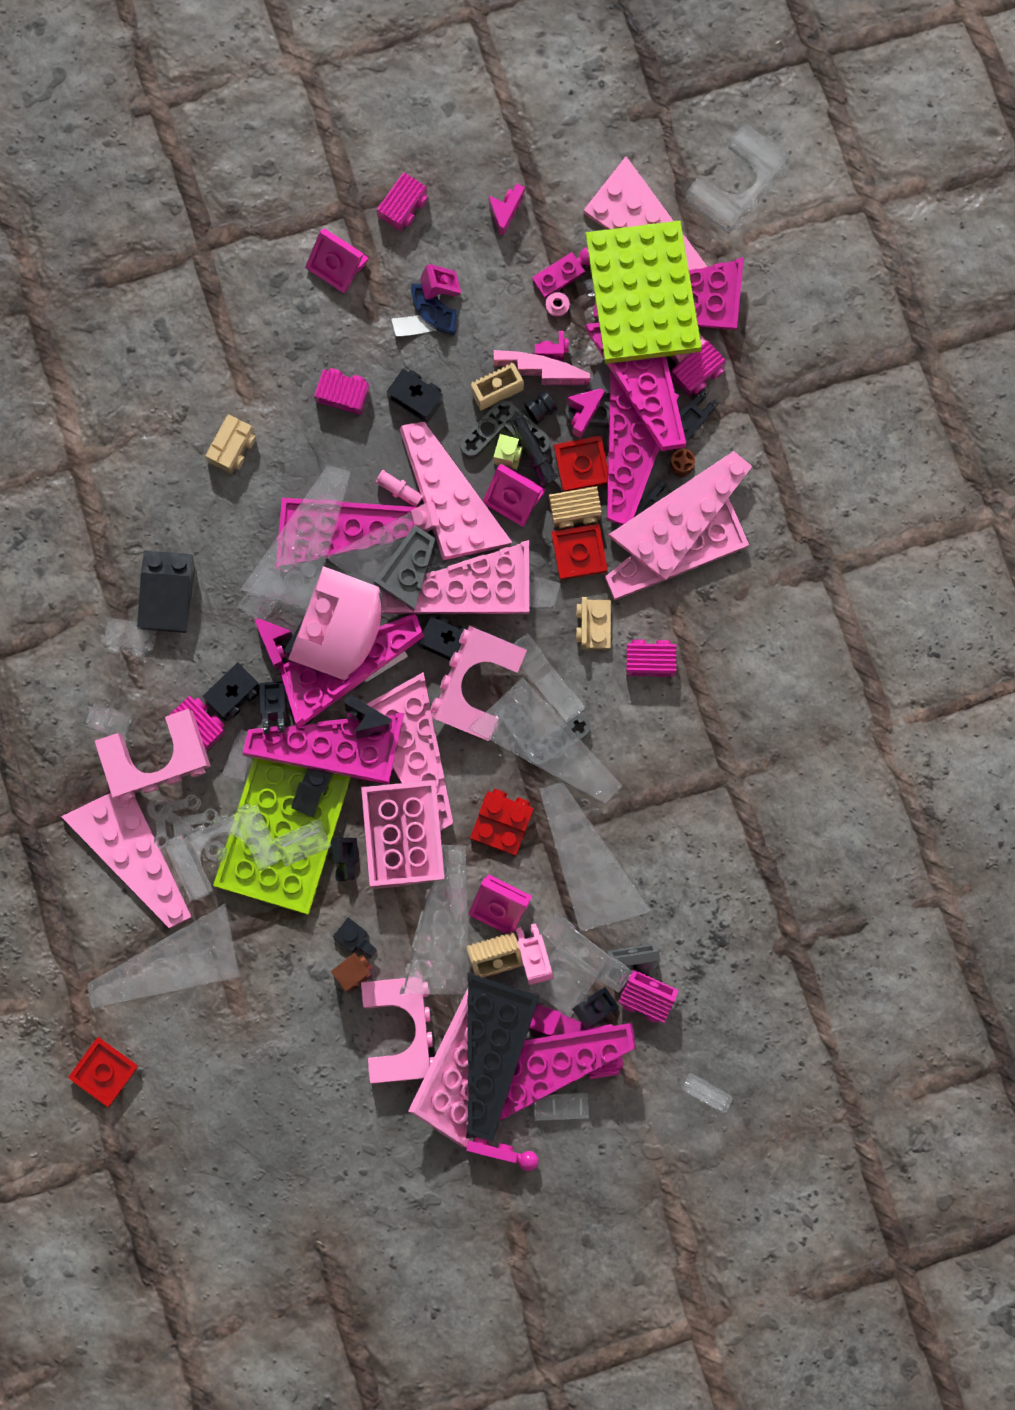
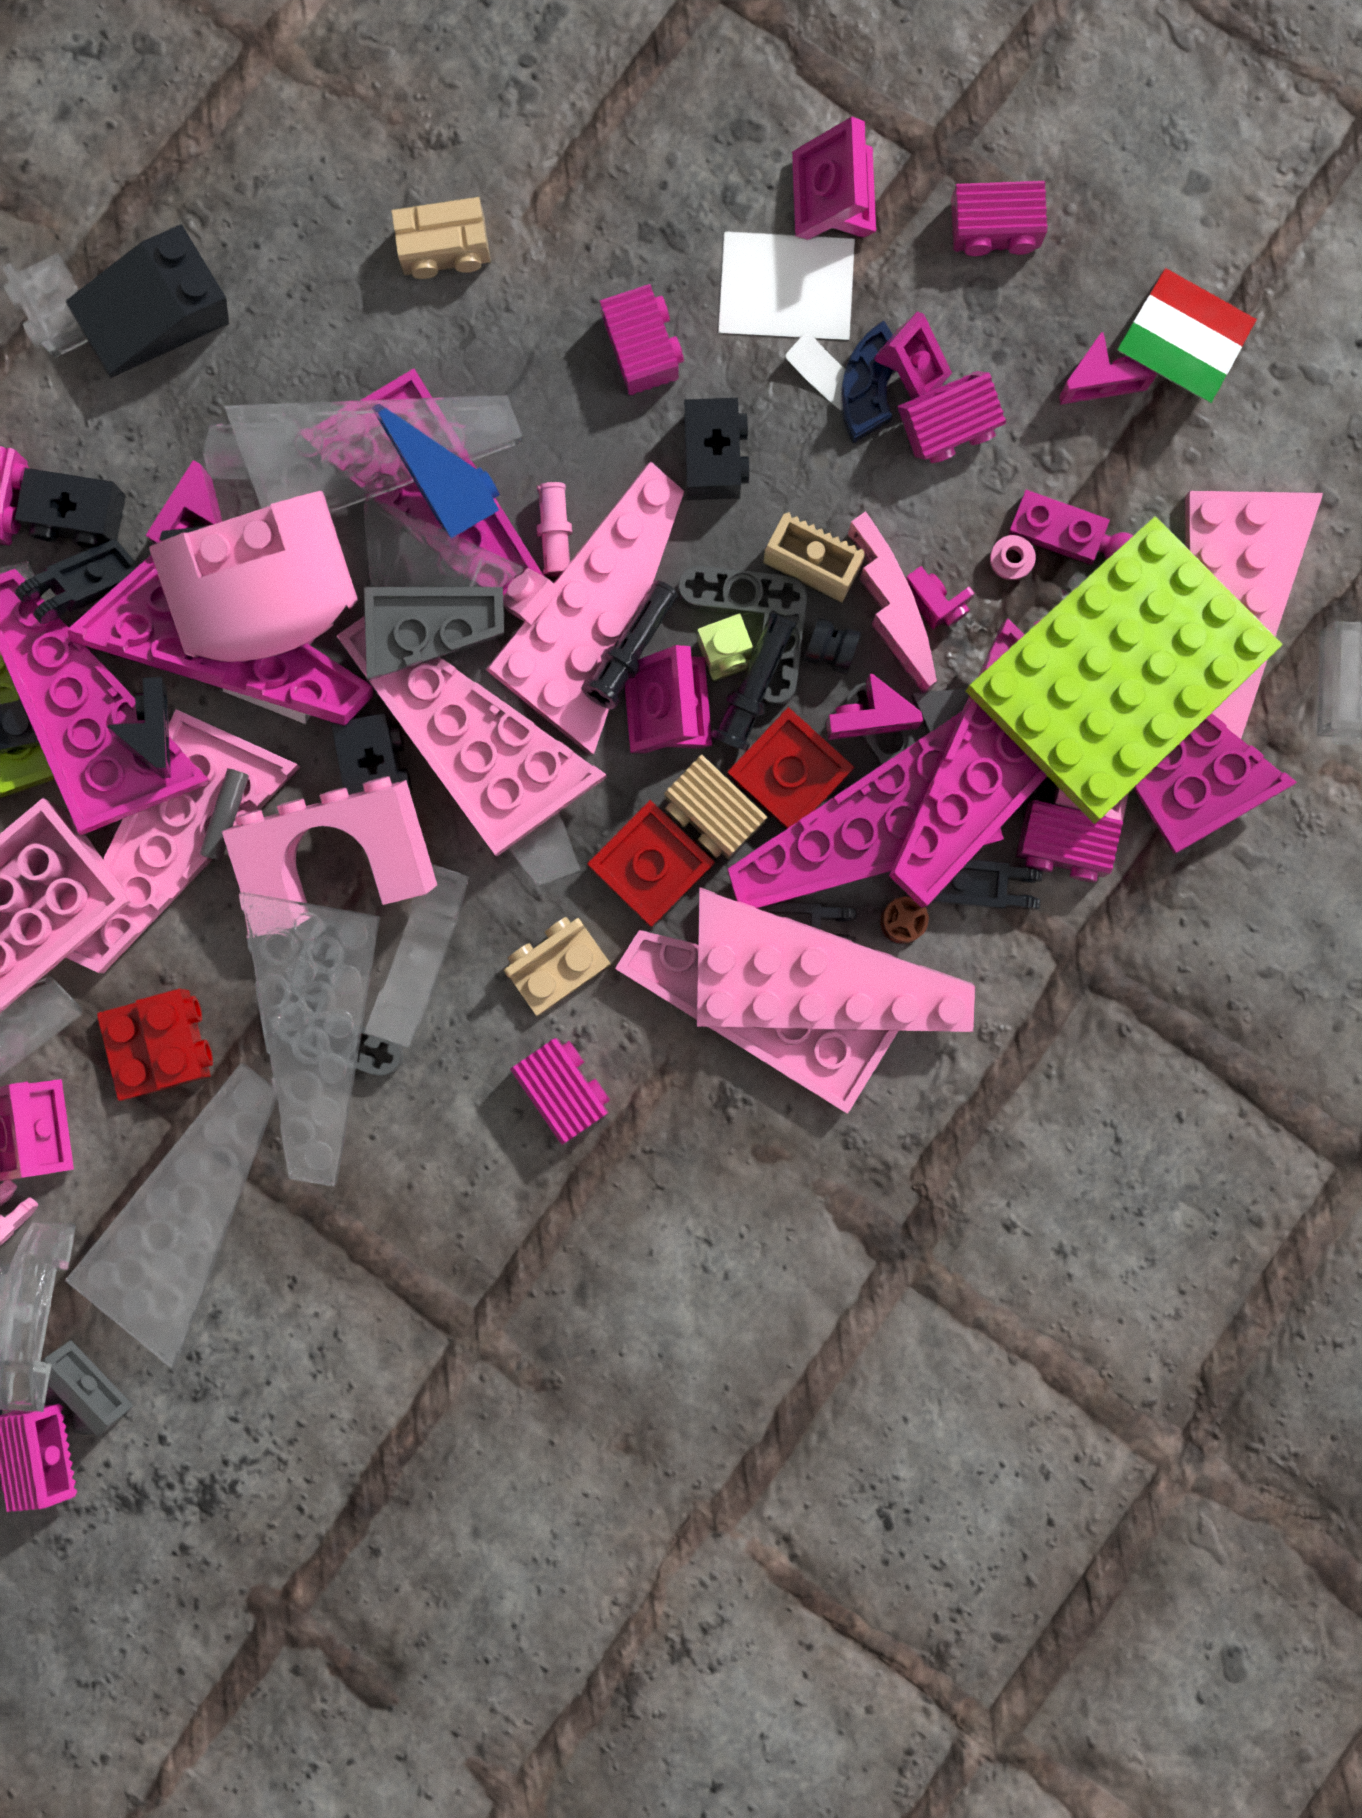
camera: 60 degrees right, 5 degrees up
(354, 516) = (449, 485): none -> blue slope
(362, 313) = (786, 285): none -> white sticker
(424, 717) = (224, 813): none -> dark grey piece
(477, 284) = (952, 416): none -> dark pink brick
(481, 499) = (620, 660): none -> black pin
(515, 161) = (1187, 335): none -> sticker

